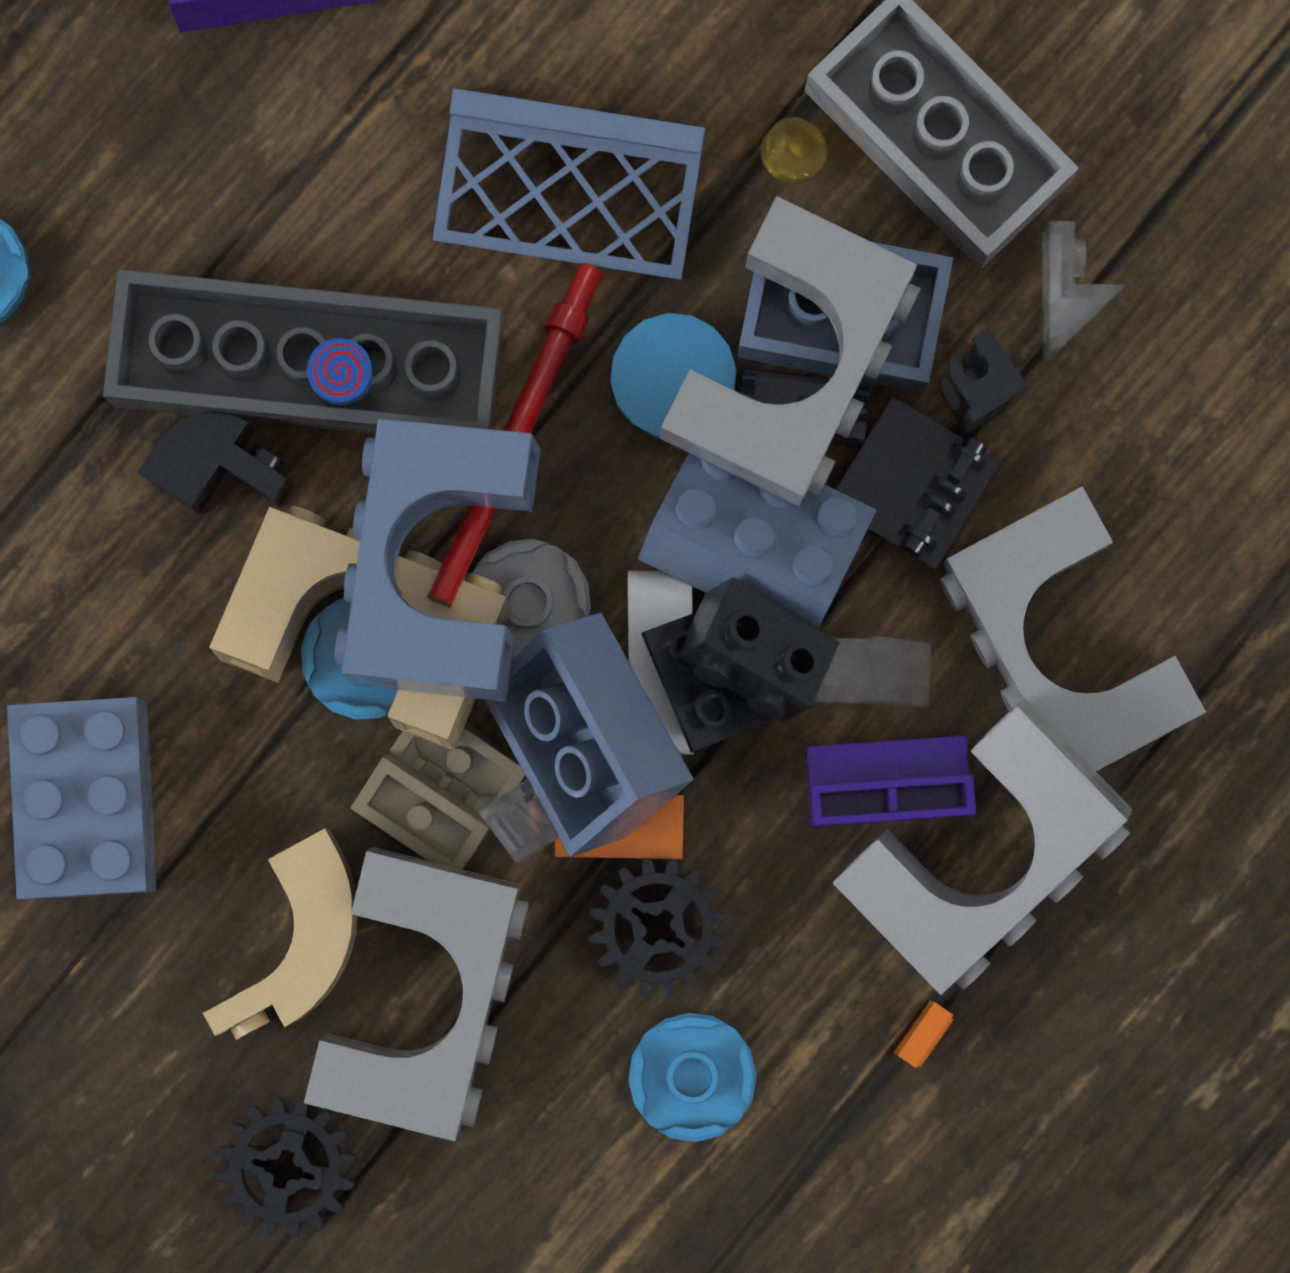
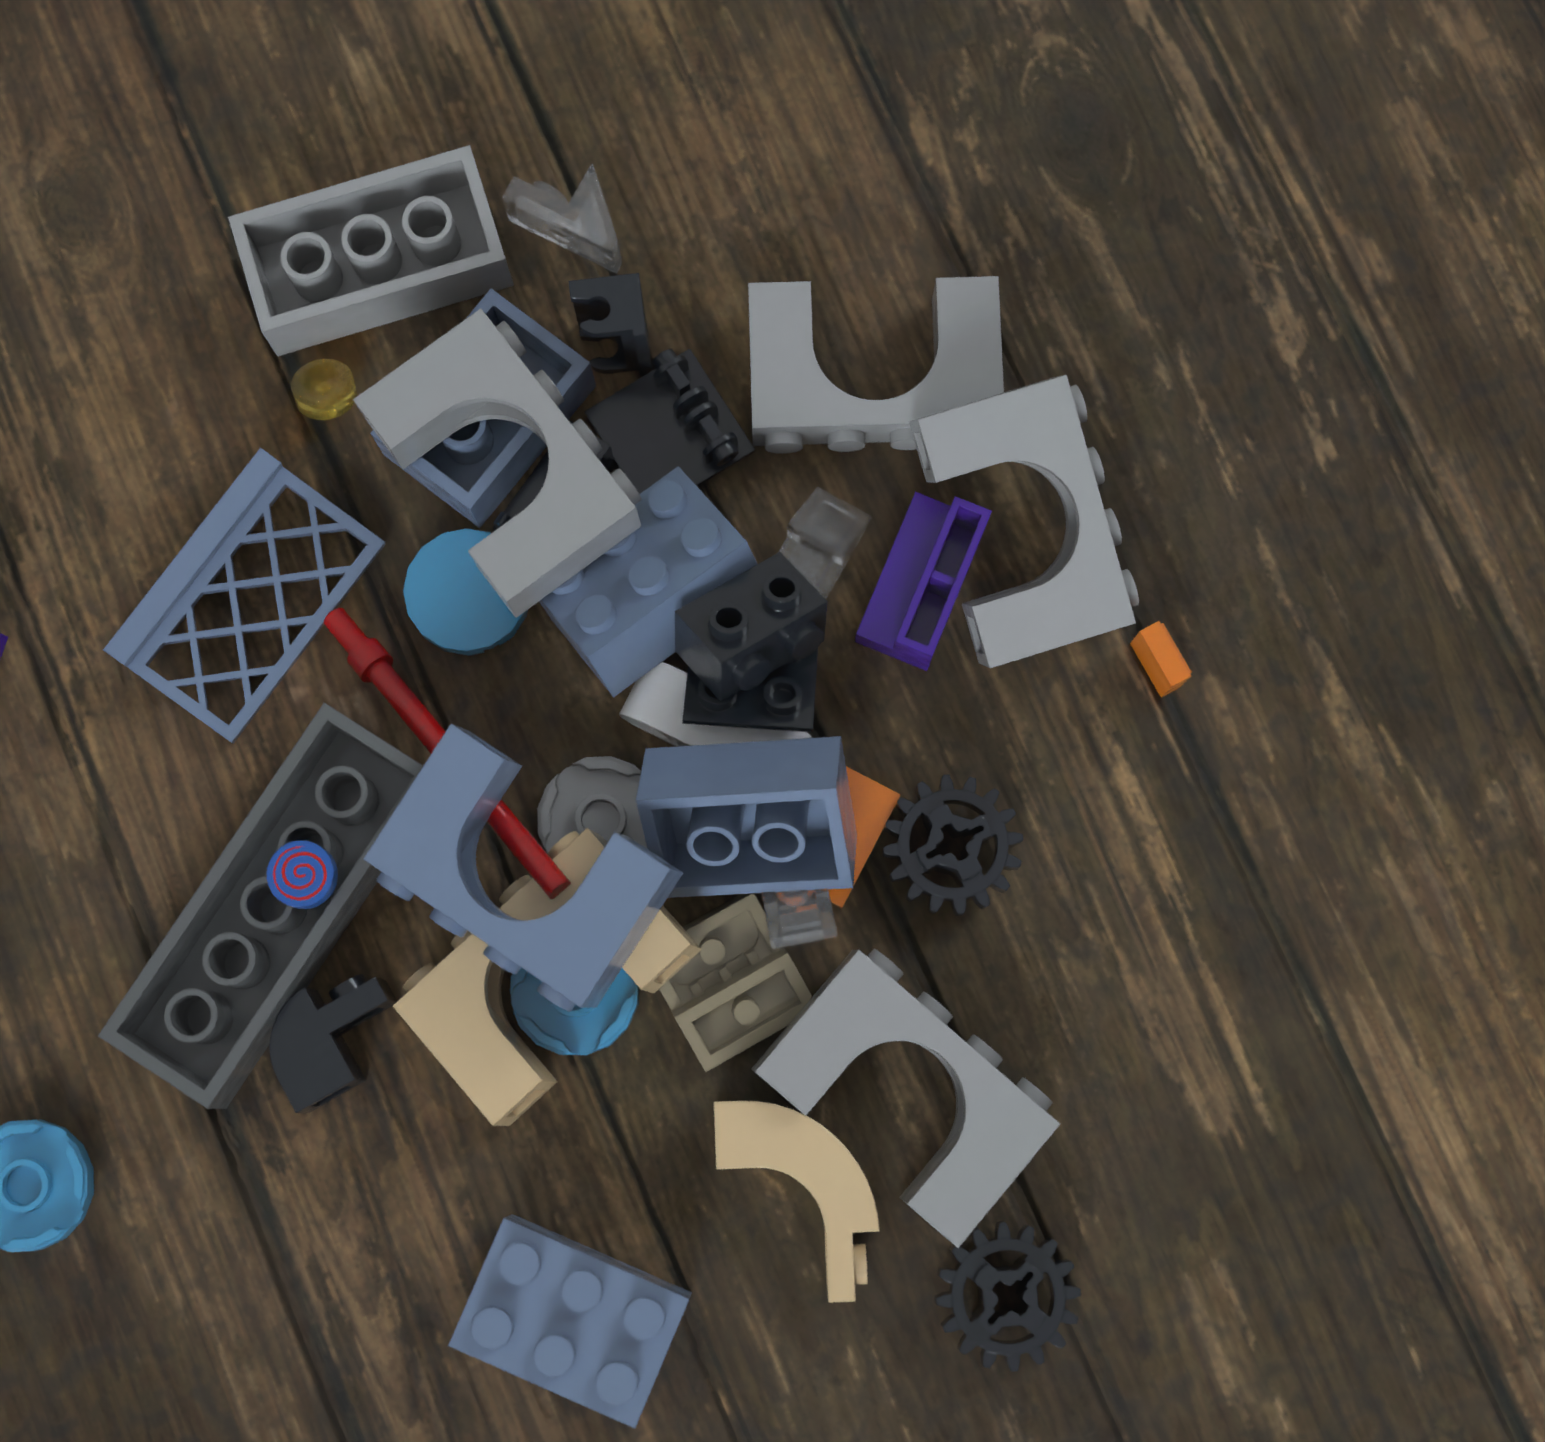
camera: 65 degrees left, 5 degrees down
(692, 1077) = (1099, 883): dark azure tile -> none

